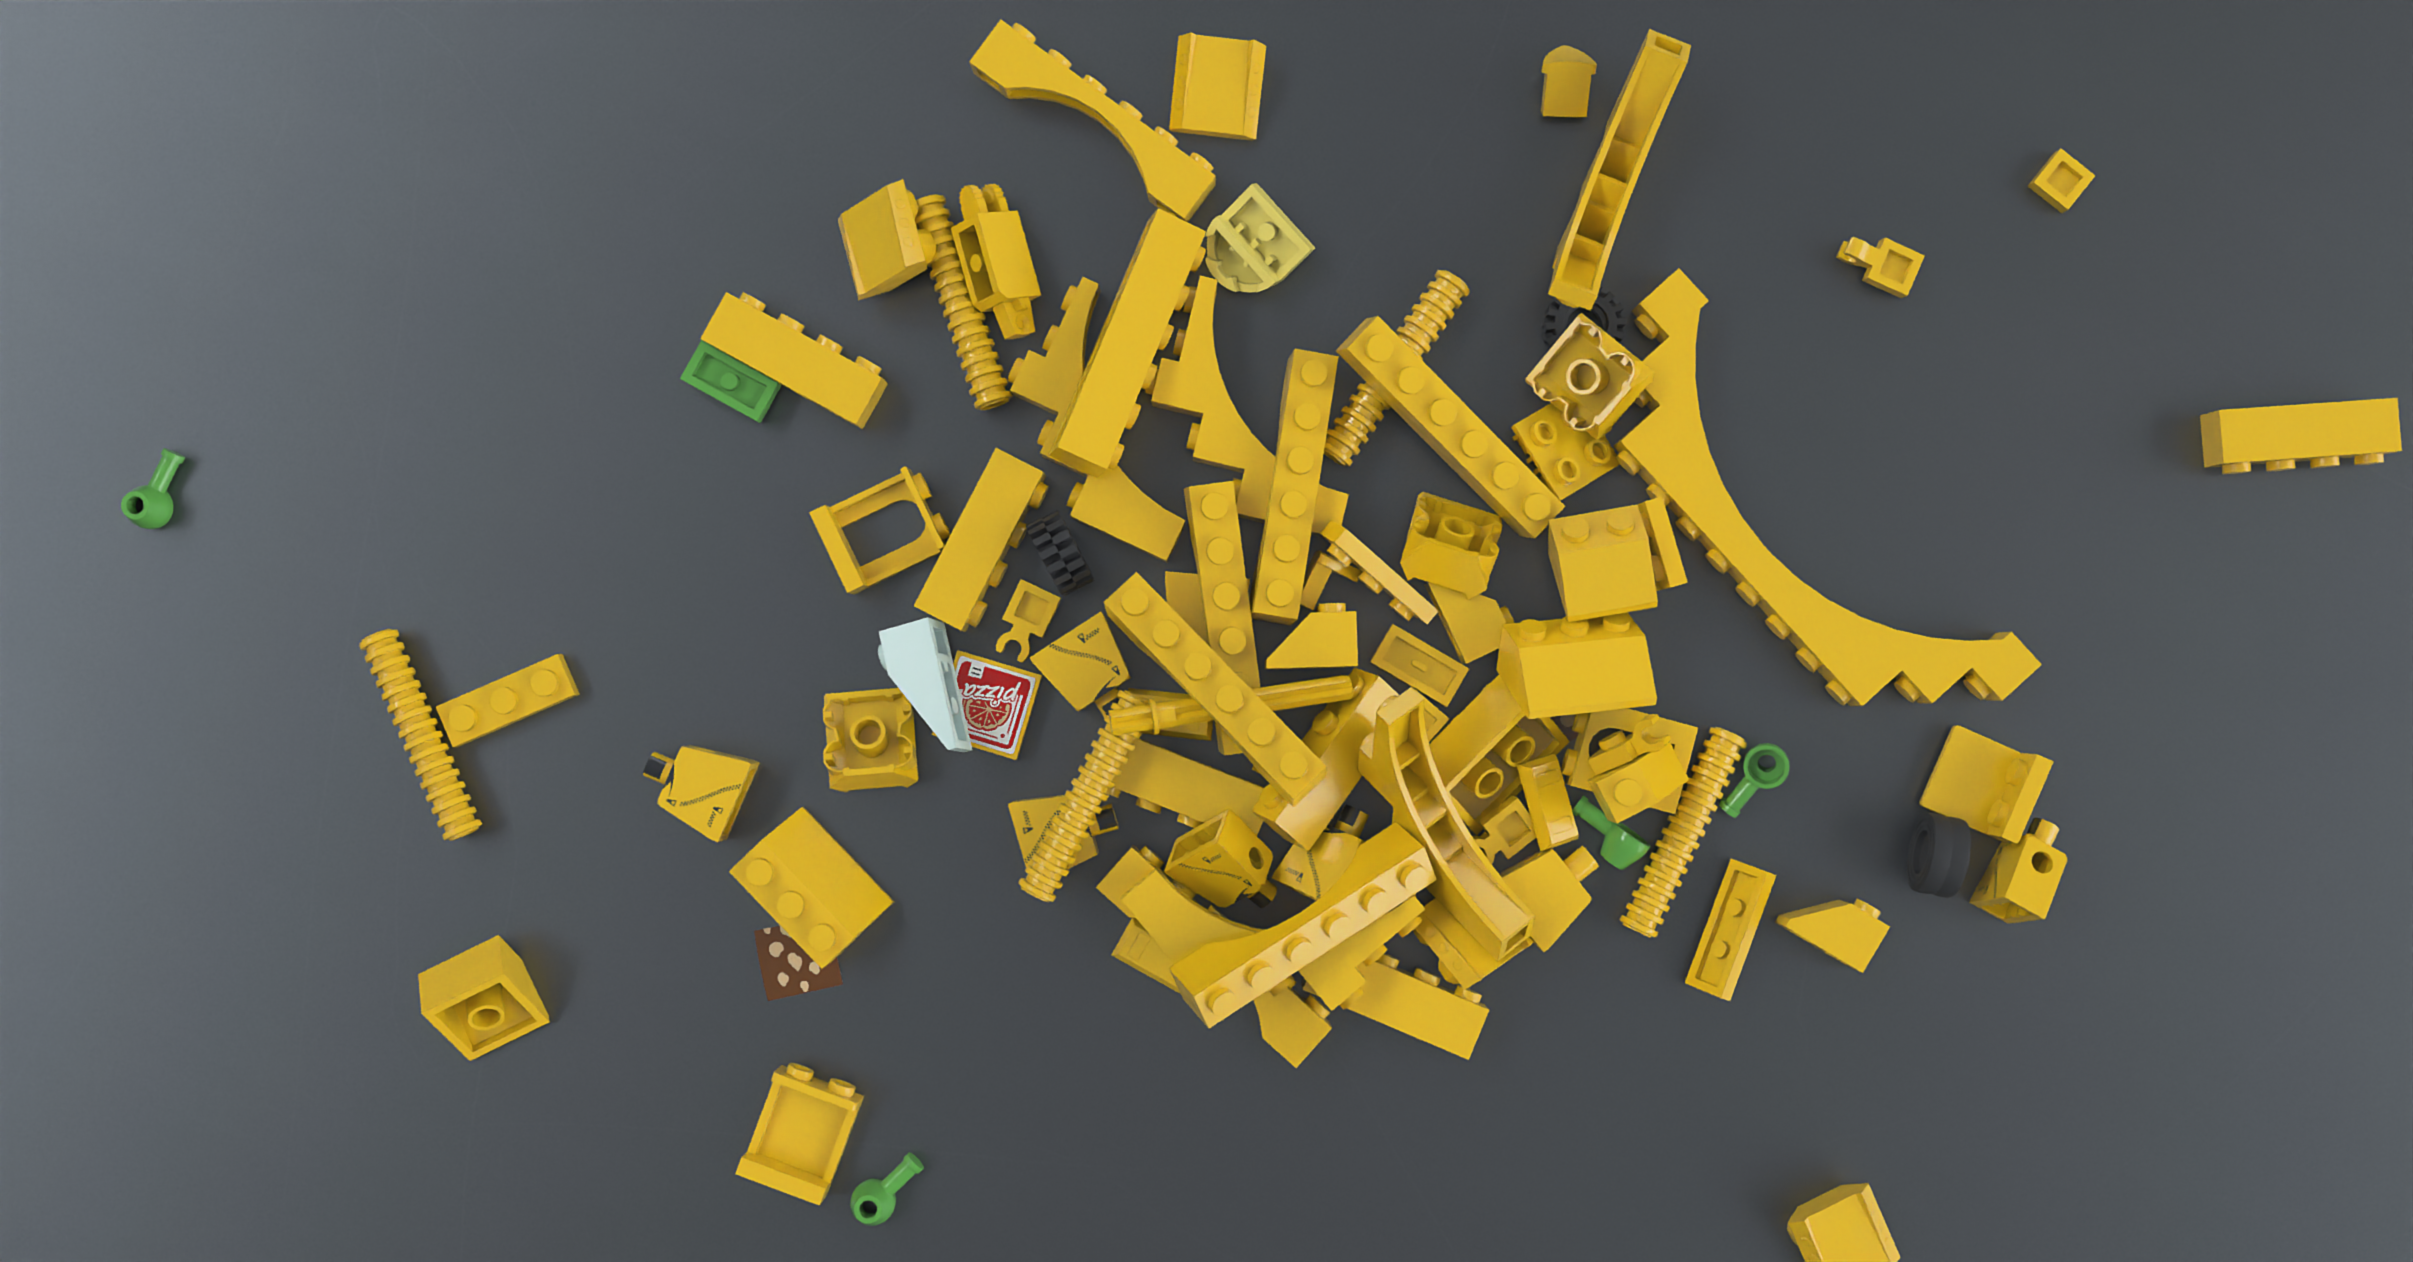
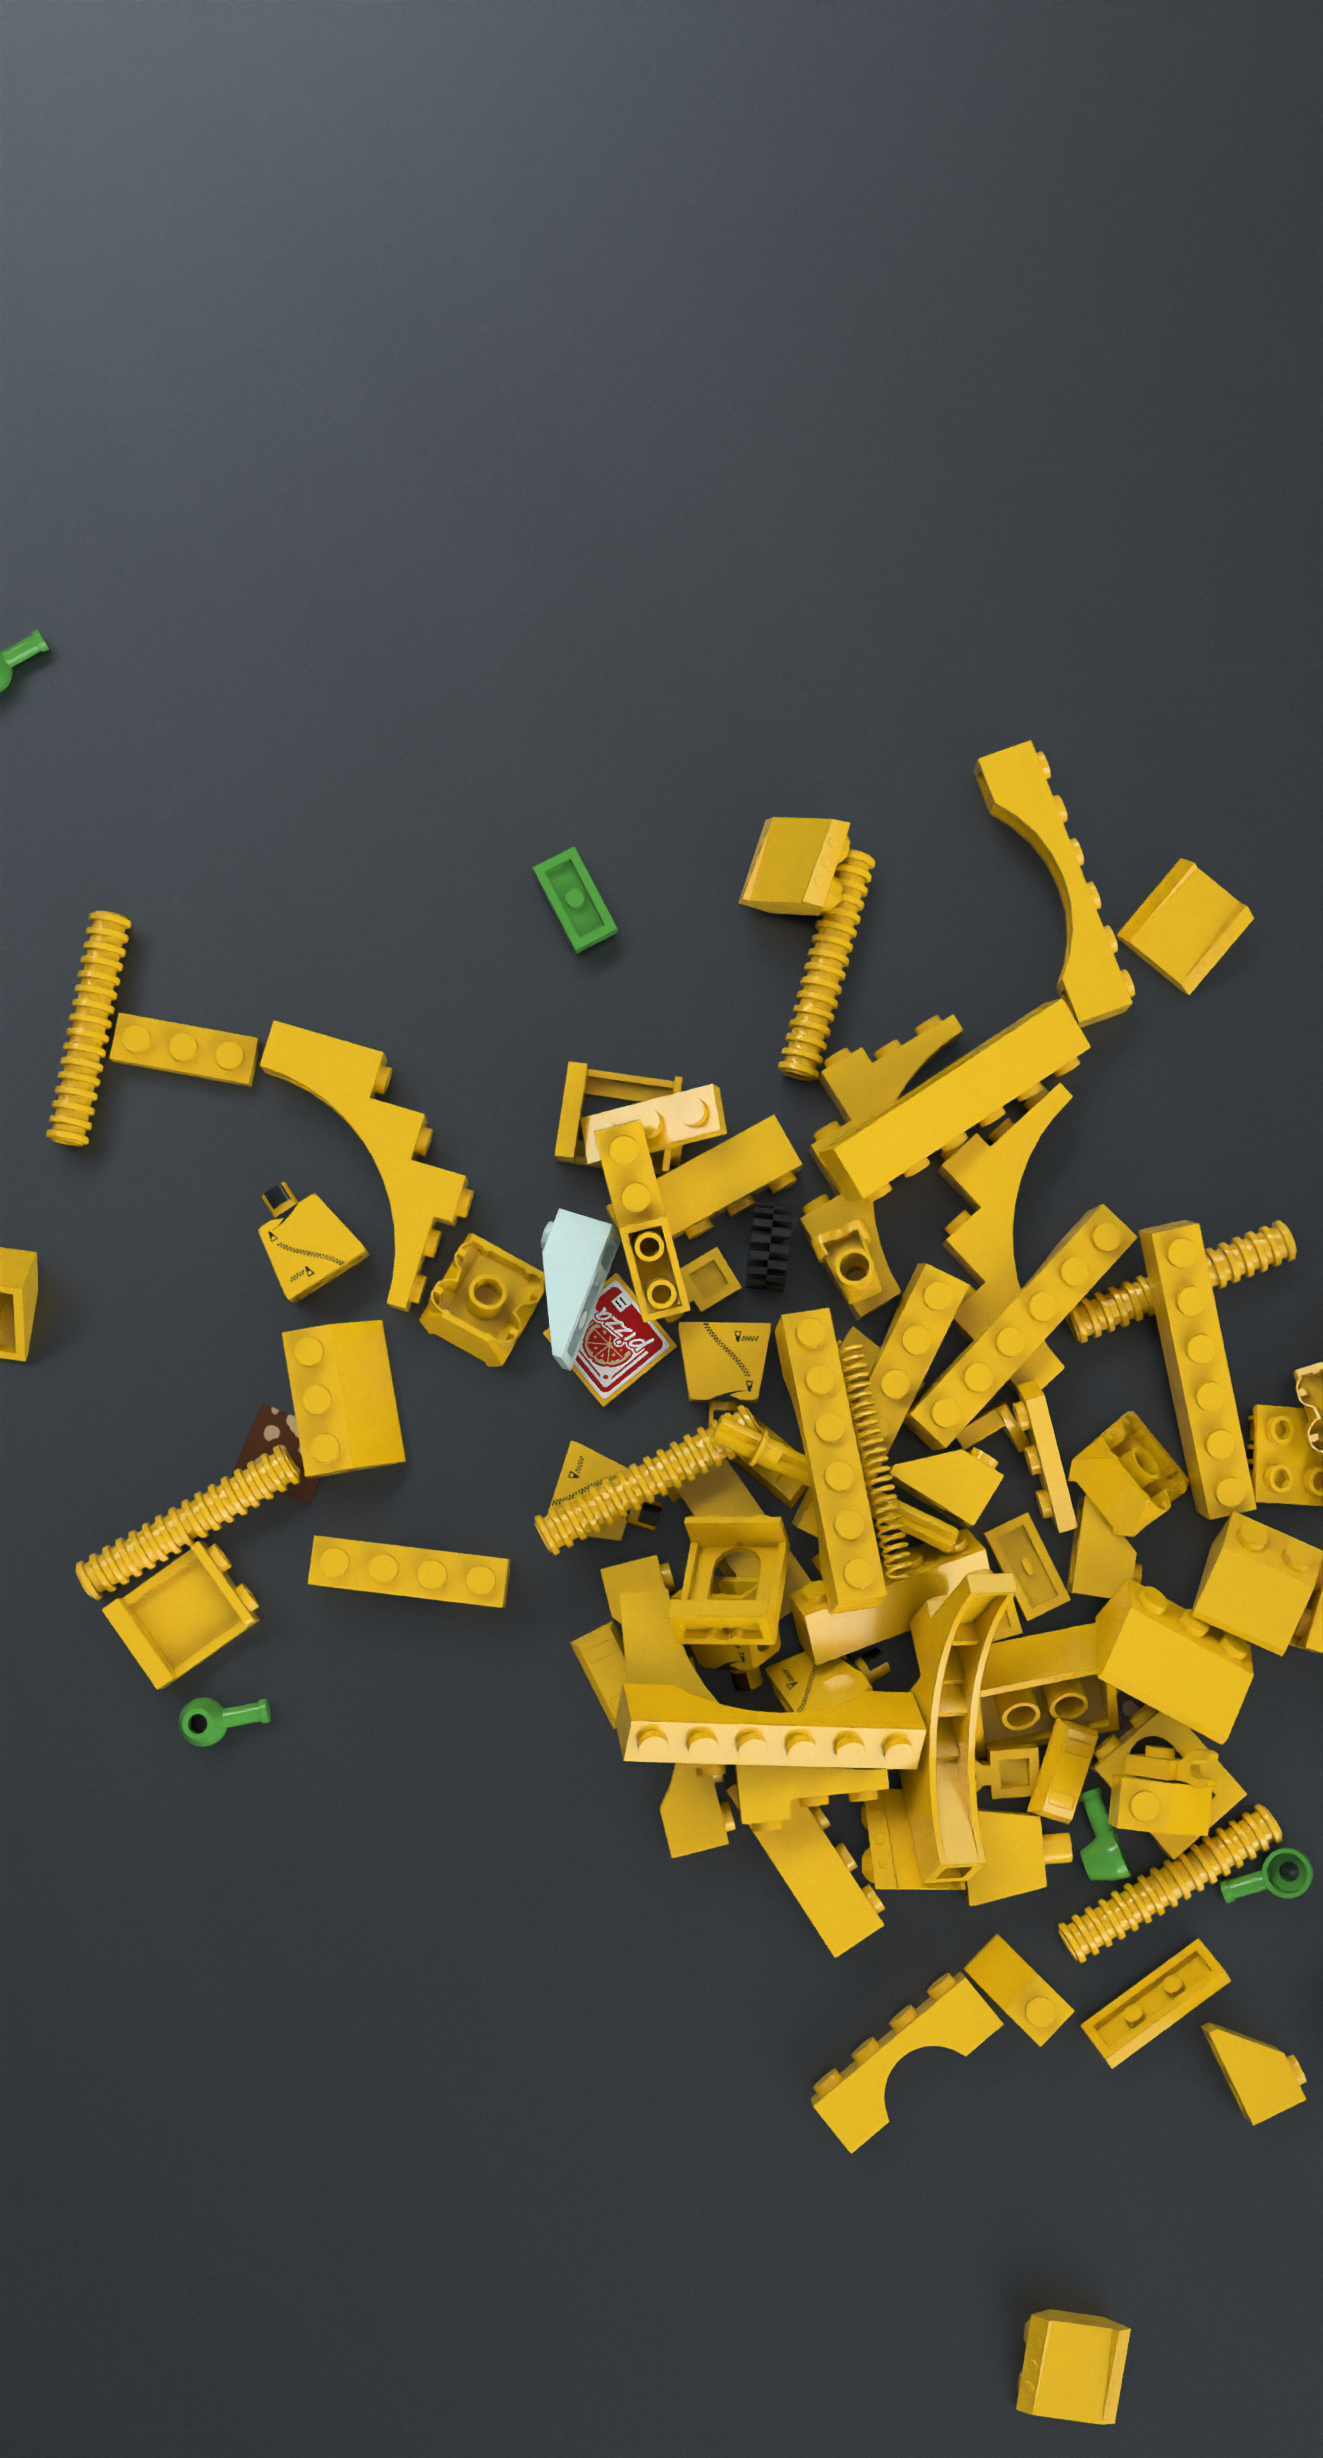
camera: 30 degrees right, 5 degrees down
(757, 1062) = (187, 1523): none -> yellow piece
(764, 693) = (419, 1194): none -> yellow arch
(795, 360) = (646, 919): yellow brick -> none
(908, 518) = (665, 1120): none -> yellow plate
(947, 599) = (641, 1220): none -> yellow slope
(952, 986) = (409, 1571): none -> yellow arch
(996, 259) = (885, 948): yellow hinge -> none
(1121, 519) = (846, 1252): none -> yellow plate
(1202, 877) = (731, 1622): none -> yellow panel
(1238, 665) = (871, 1481): none -> yellow piece
(1254, 244) = (1126, 1087): light yellow slope -> none
(1584, 1044) = (950, 2018): none -> yellow arch
(1622, 988) = (1018, 1990): none -> yellow slope

